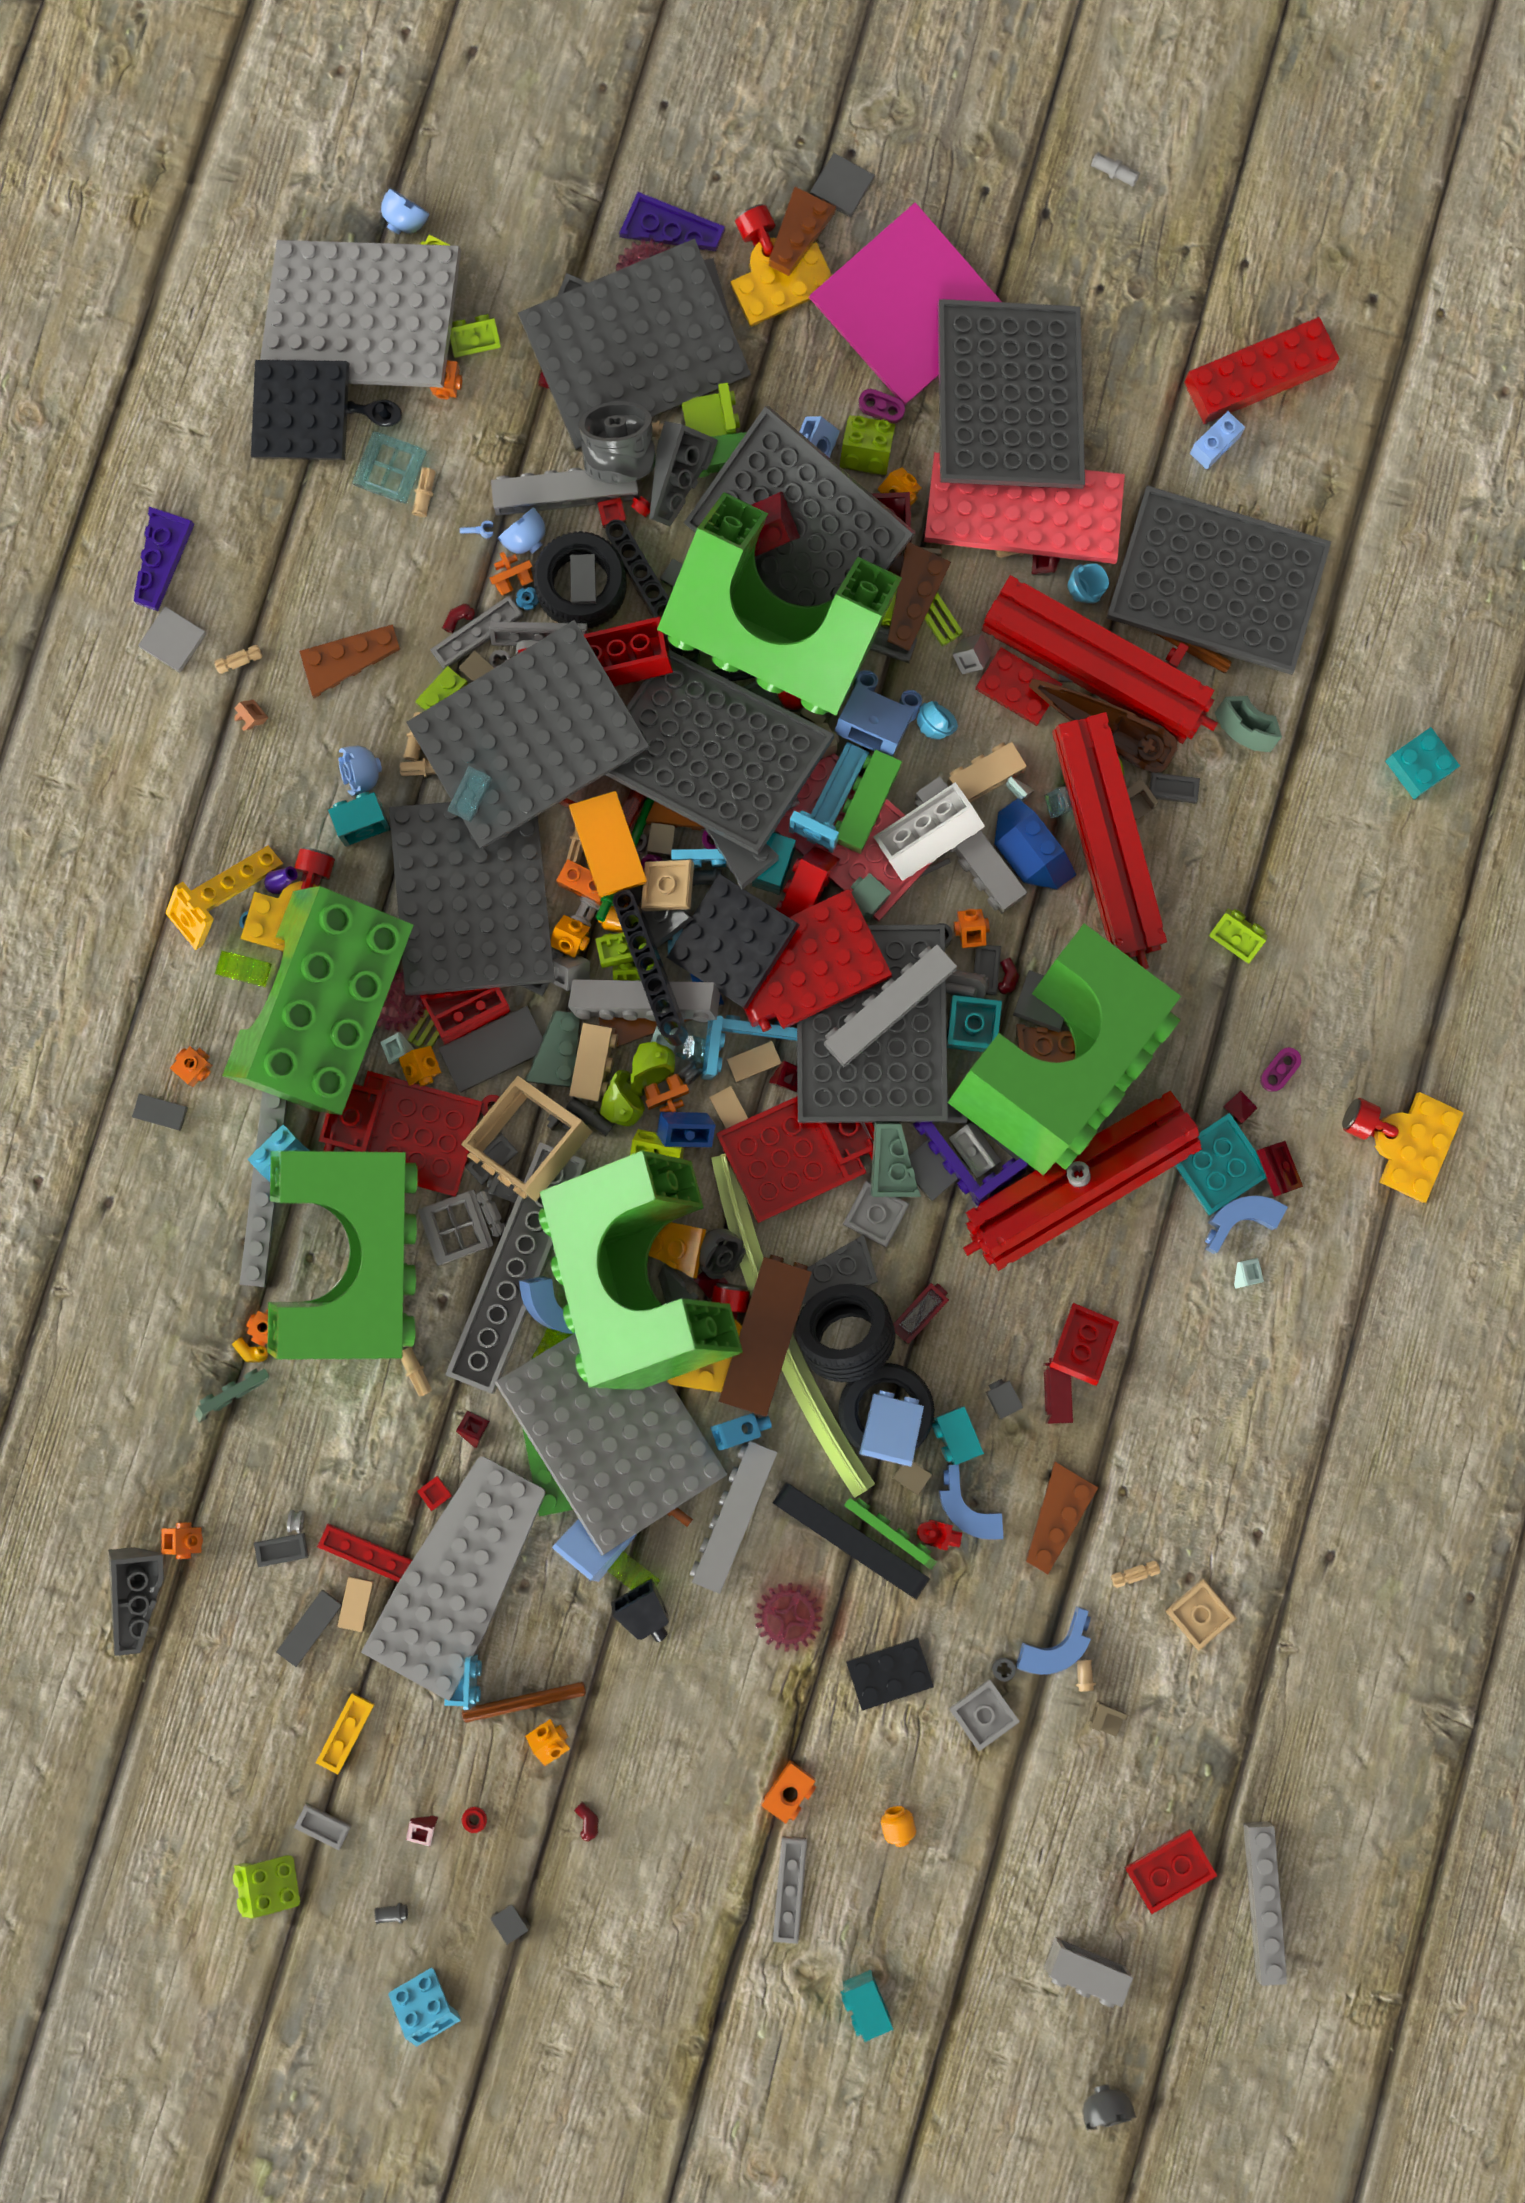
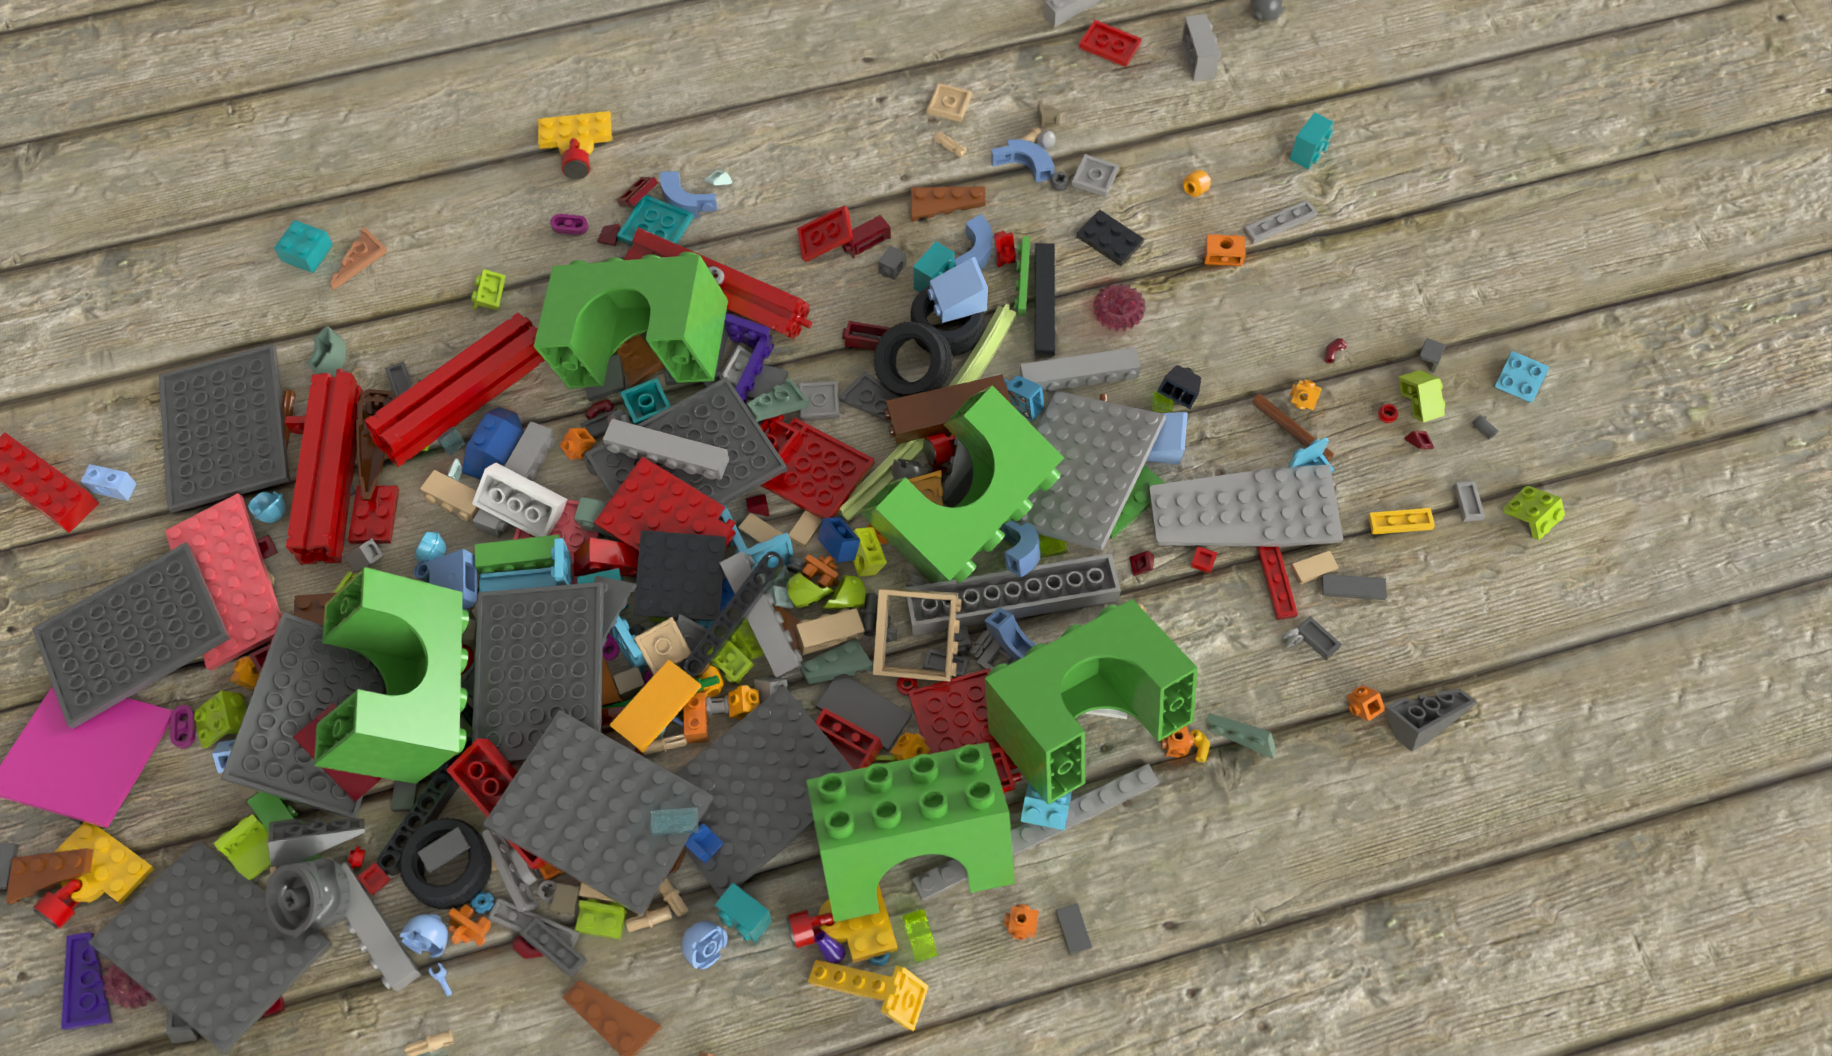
camera: 120 degrees left, 20 degrees down
(440, 638) = (553, 947): none -> dark grey tile
(442, 820) = (704, 843): none -> blue panel
(457, 1237) = (1008, 634): none -> medium blue arch
(466, 1871) = (1425, 394): none -> lime brick
(1070, 1691) = (1046, 139): none -> light grey tile
(1375, 824) = (360, 256): none -> nougat wing

